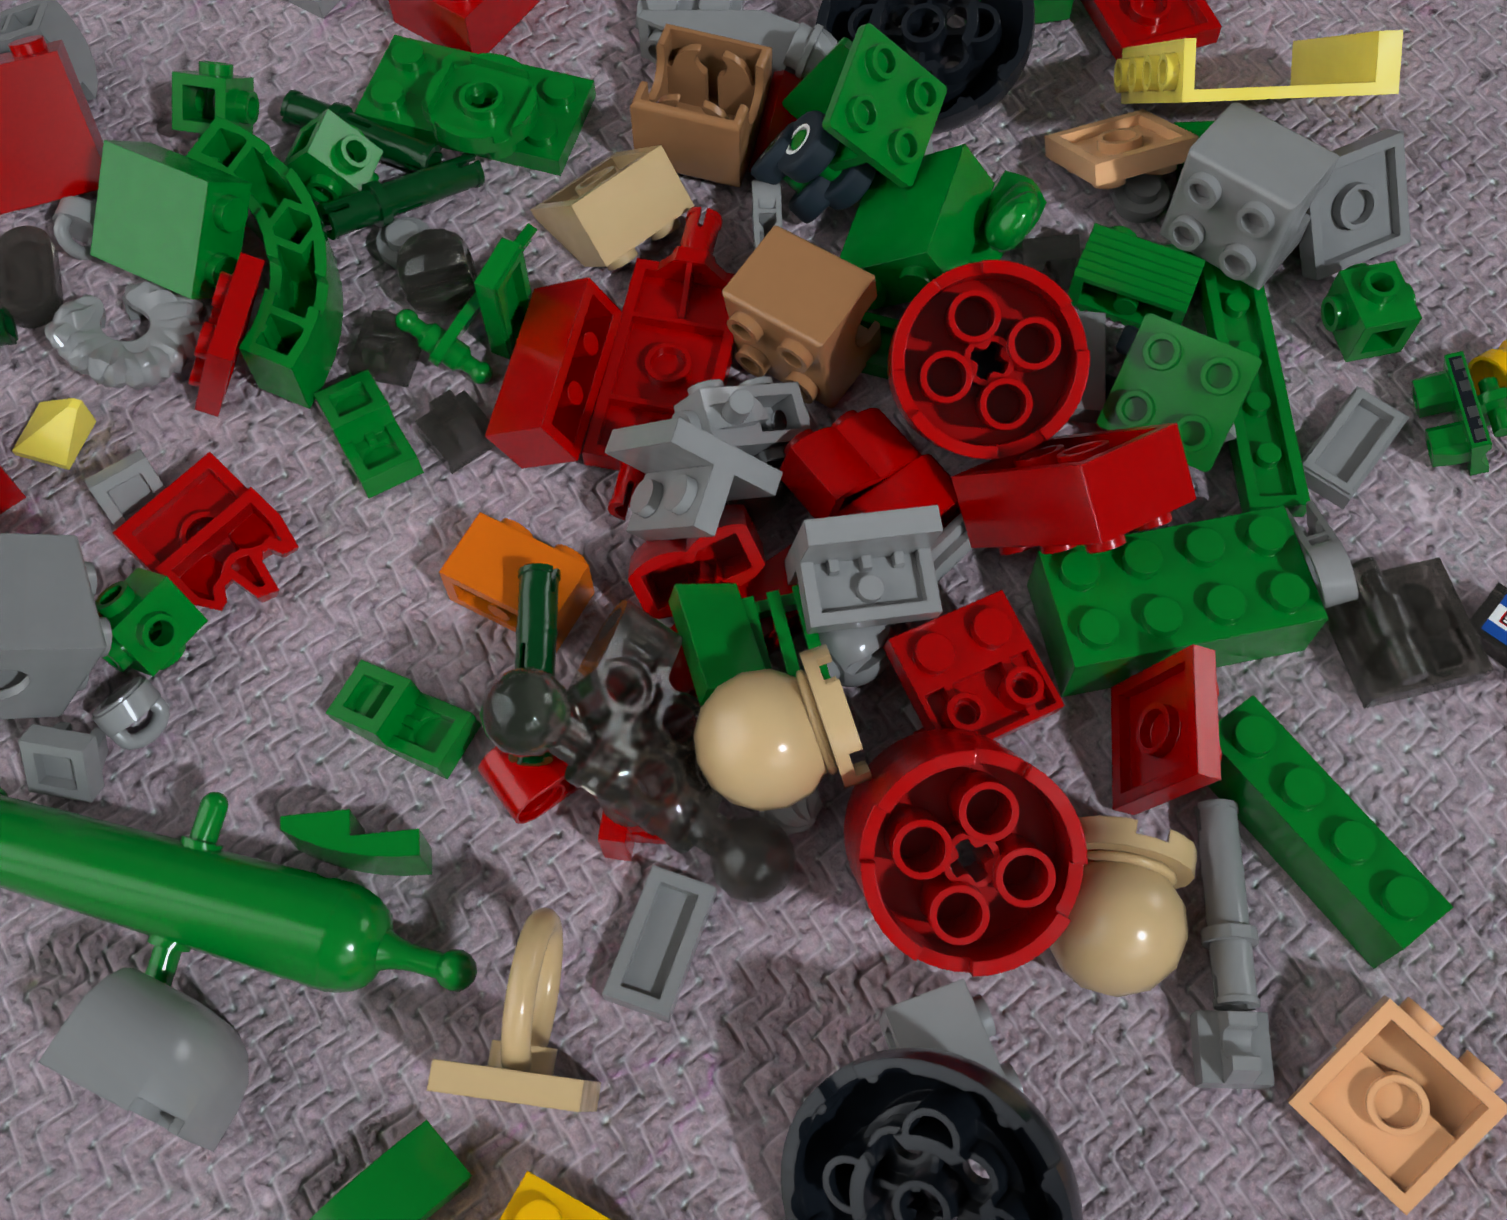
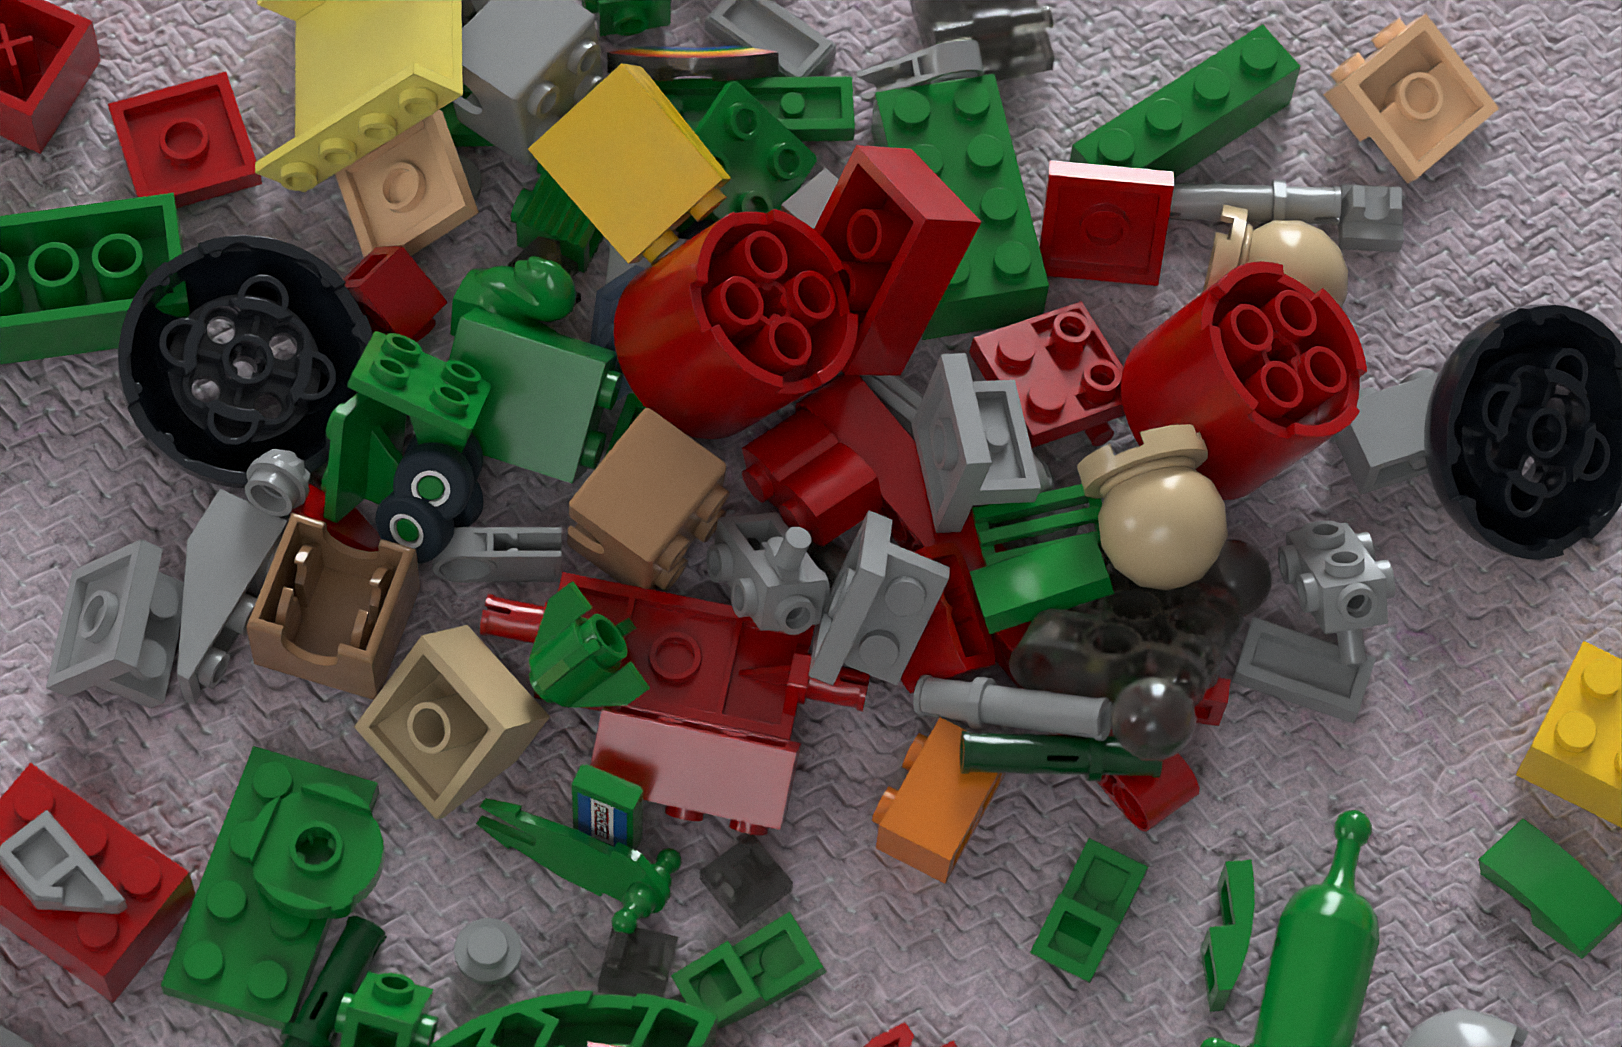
camera: 95 degrees left, 0 degrees up
(382, 202) = (450, 965): dark green pin -> none
(436, 272) = (548, 900): clear smoke piece -> none
(522, 1063) = (1448, 761): tan tile -> none
(591, 598) = (987, 704): none -> light grey pin
(645, 265) = (580, 658): none -> green brick
(743, 963) = (1338, 582): none -> light grey brick
(1011, 138) = (395, 293): none -> red brick
(1151, 256) = (632, 164): none -> yellow slope
(1301, 378) = (720, 63): none -> clear smoke tile

